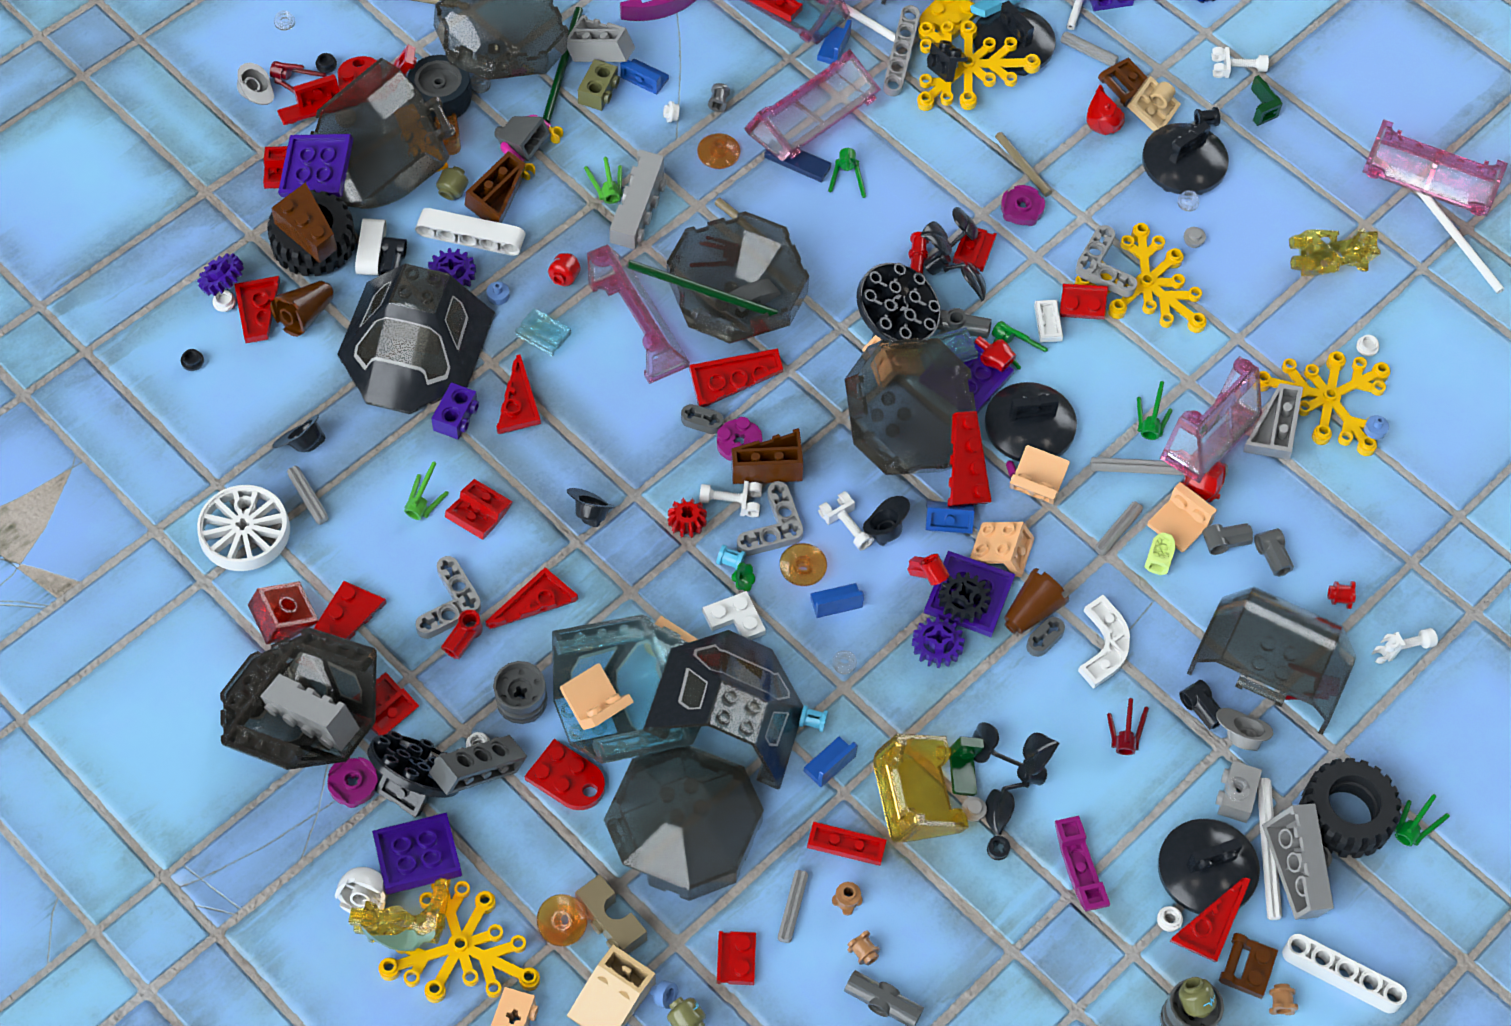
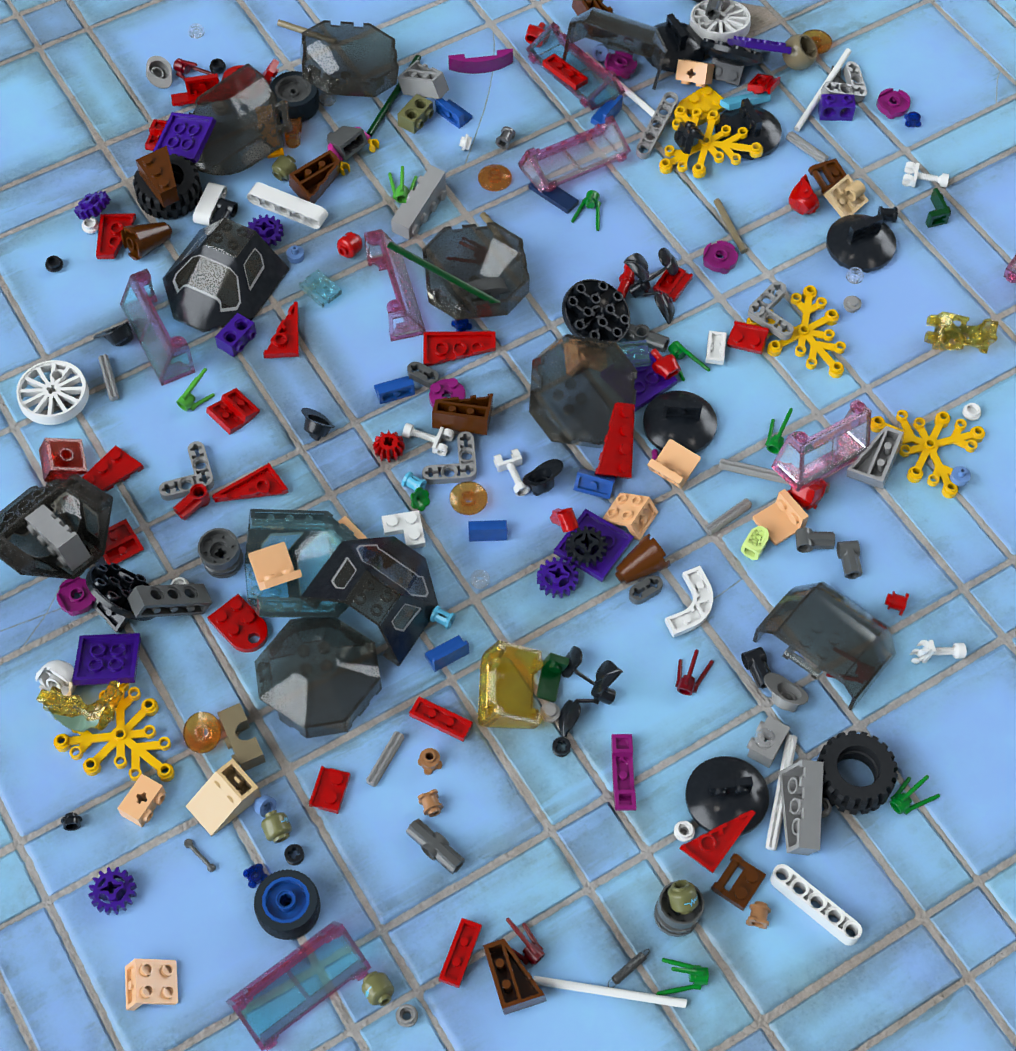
camera: 15 degrees right, 0 degrees up
(376, 454) = (167, 355): none -> windscreen
(672, 444) = (394, 389): none -> blue panel
(725, 347) = (466, 325): none -> clear blue plate

